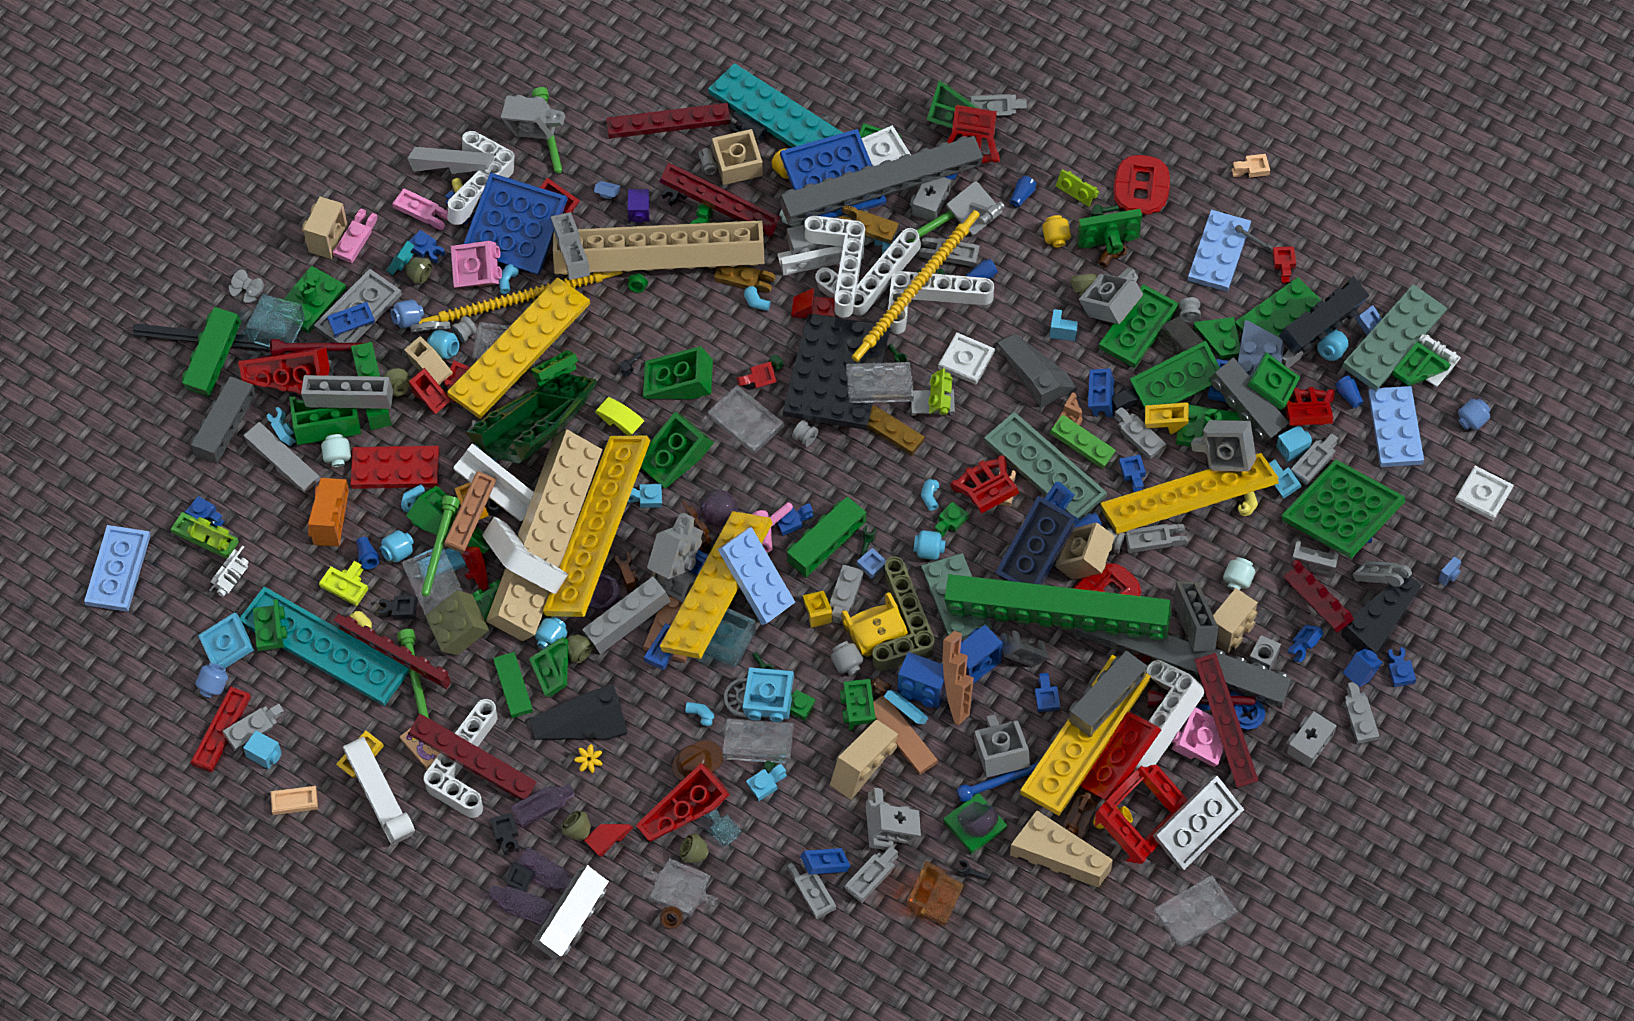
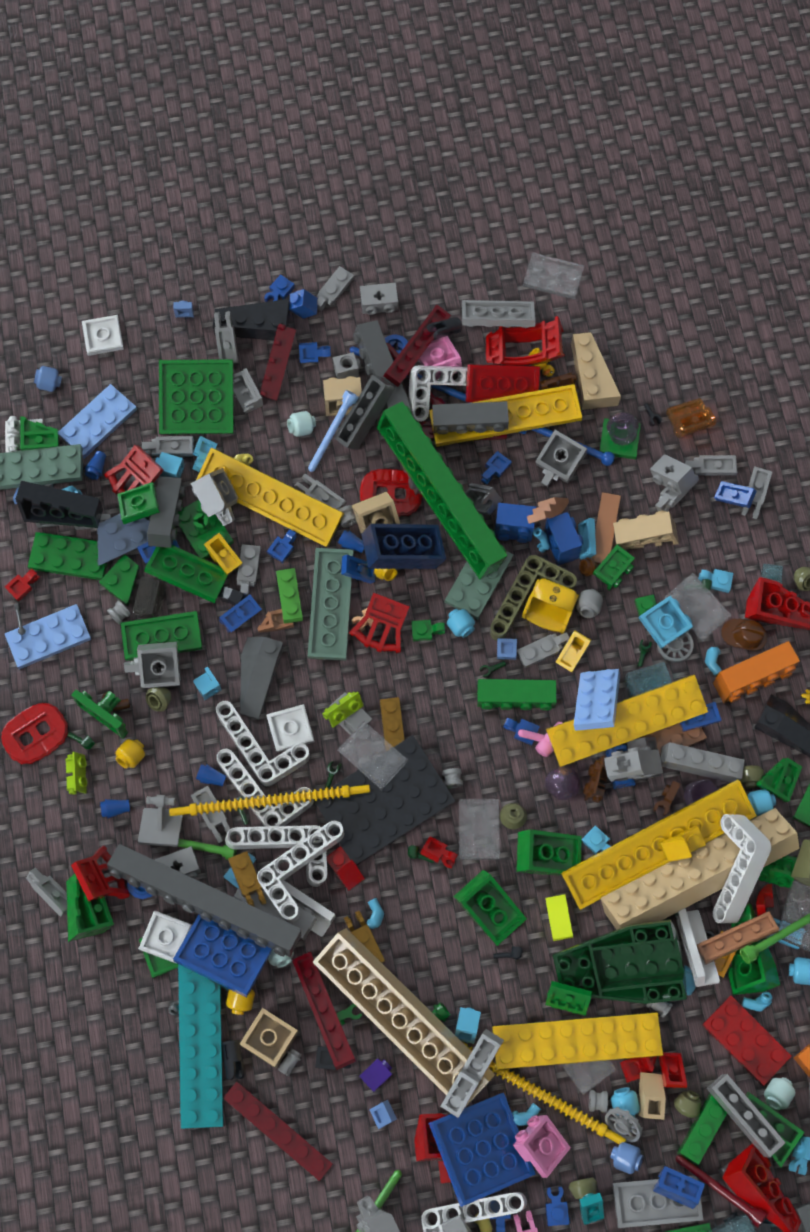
camera: 135 degrees left, 10 degrees up
(578, 537) = (683, 844): none -> yellow slope
(609, 288) = (467, 1025): none -> medium azure brick
(654, 724) = (756, 672): none -> orange brick
(731, 453) = (507, 816): none -> olive cone
(927, 494) = (419, 661): medium azure arm -> none
(973, 318) = (255, 750): none -> white beam
(1215, 601) = (349, 399): none -> light blue piece
(1222, 763) = (445, 327): none -> black hinge

